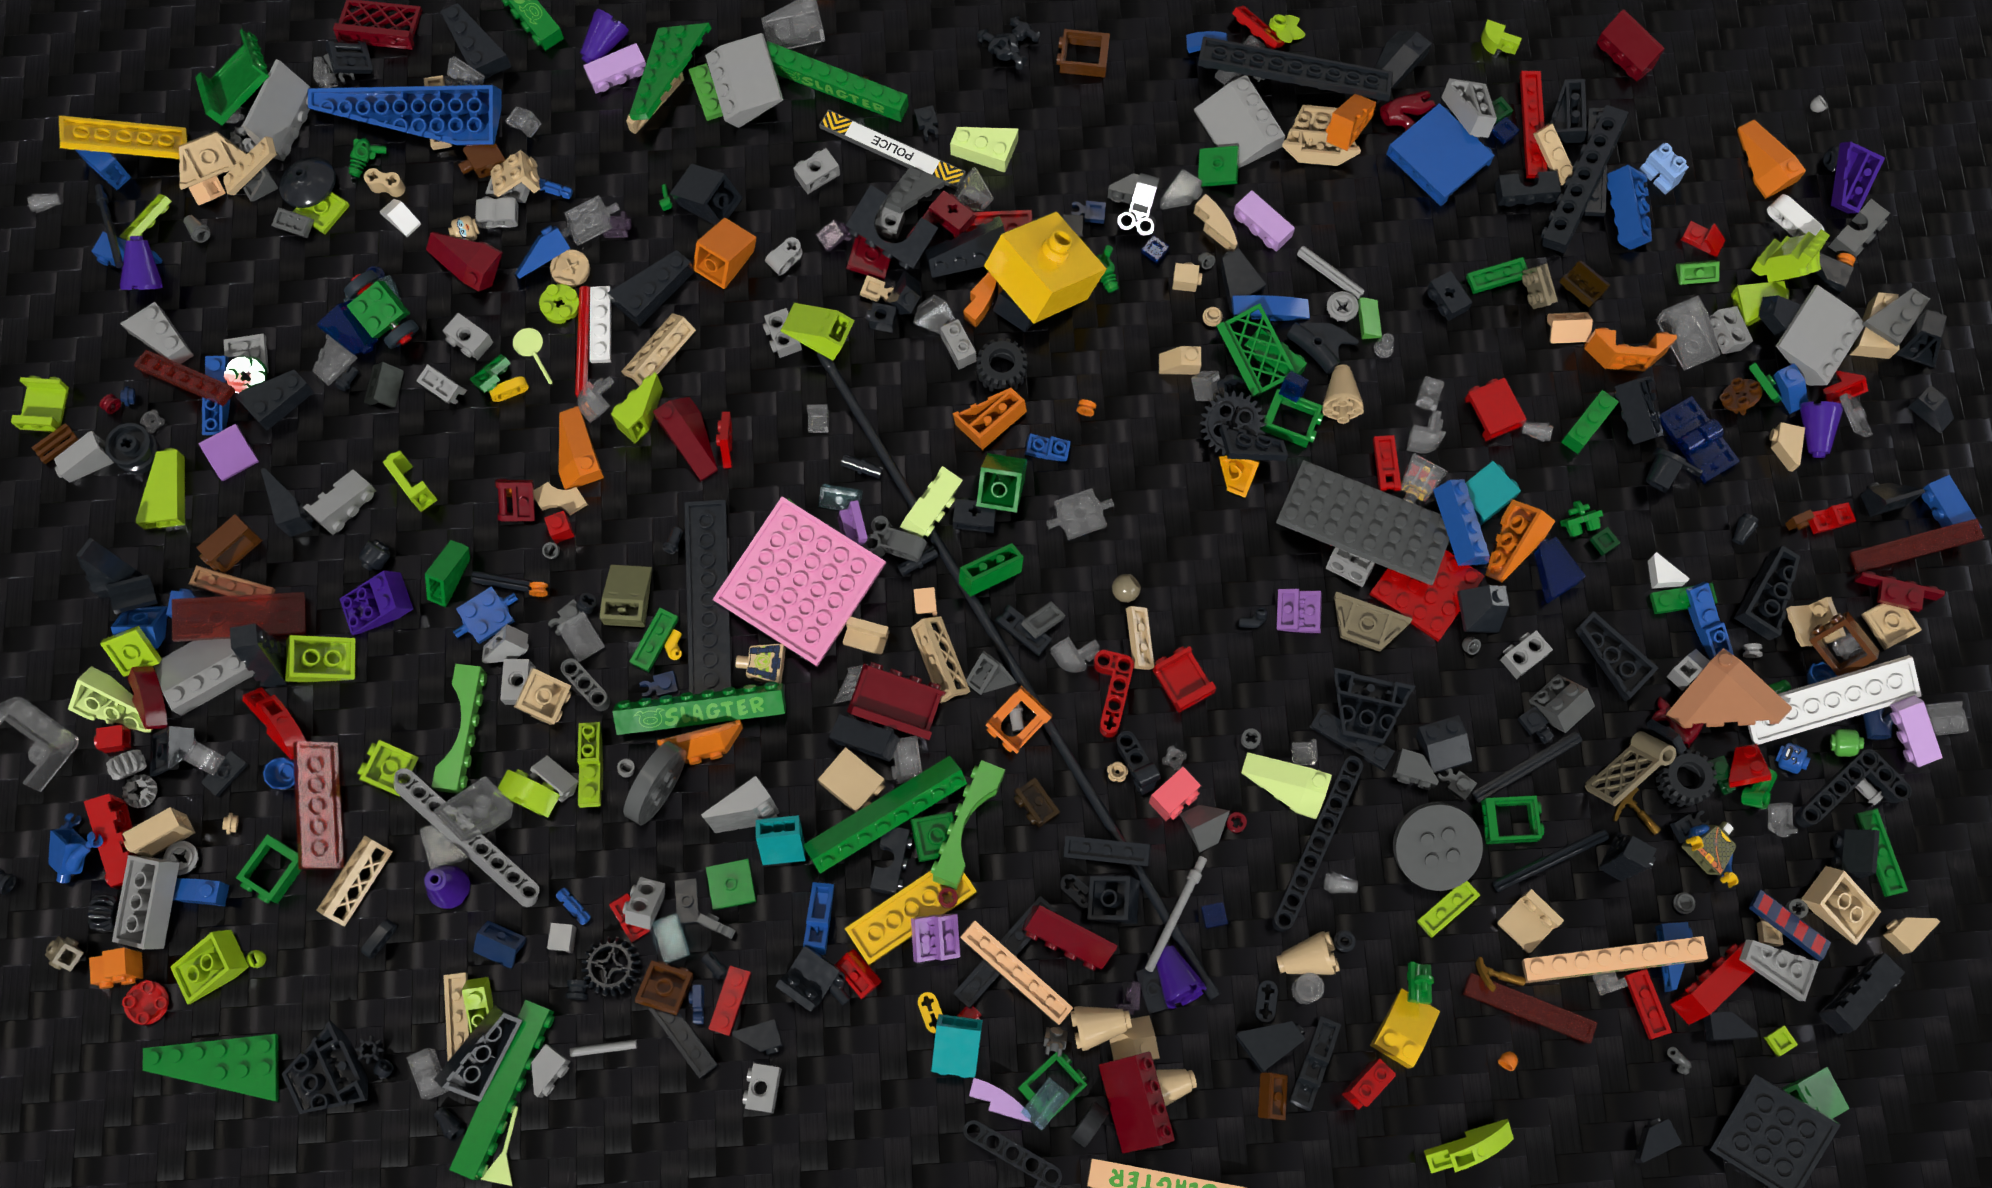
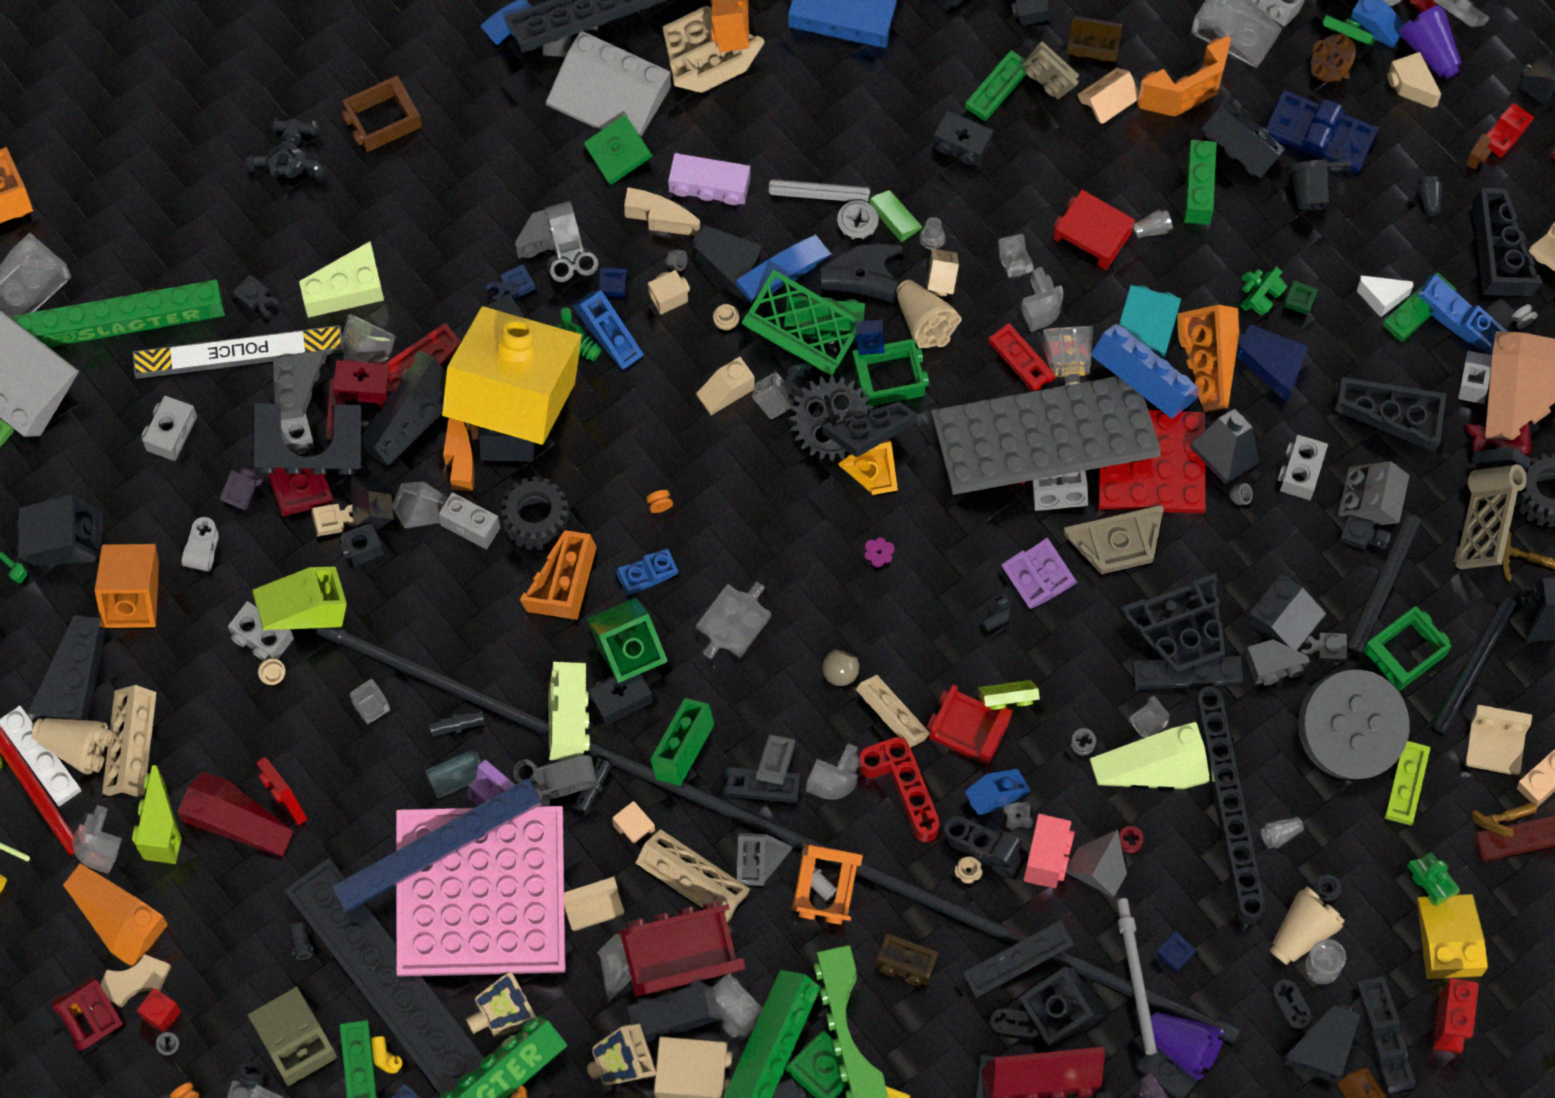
camera: 35 degrees left, 5 degrees down
(624, 329) = (74, 741): none -> tan cone
(772, 361) = (271, 671): none -> tan plate
(790, 534) = (436, 845): none -> dark blue plate
(813, 744) = (622, 1057): none -> torso
(1131, 277) = (608, 328): none -> blue slope
(1171, 733) = (997, 791): none -> blue slope
(1182, 191) = (598, 200): clear slope -> none
(1201, 525) = (879, 545): none -> magenta plant
(1220, 674) = (1001, 694): none -> lime plate
(1373, 374) = (942, 272): none -> tan slope

